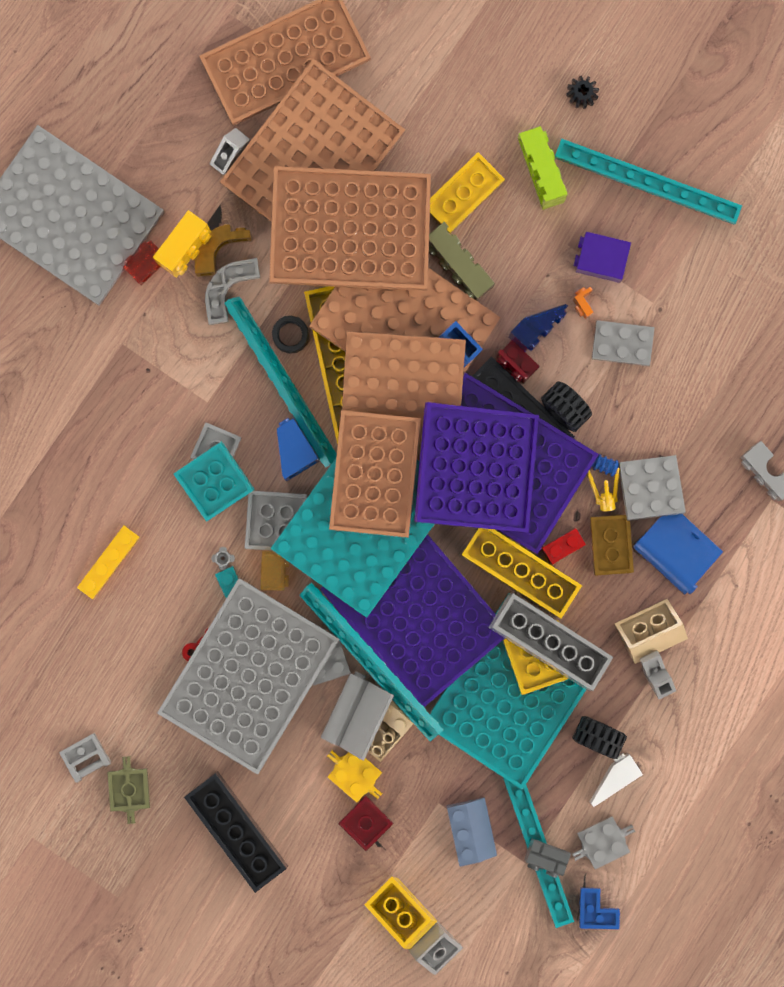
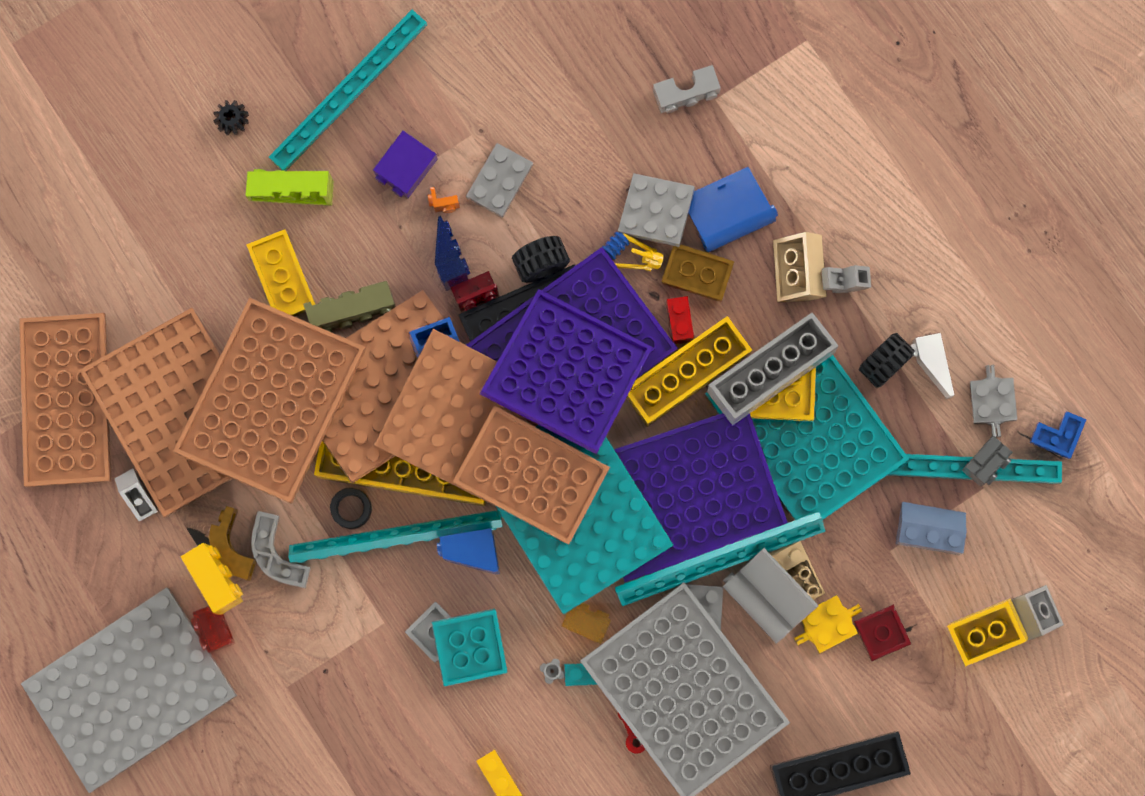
camera: 70 degrees left, 5 degrees down
(268, 516) = (530, 605): light grey plate -> none

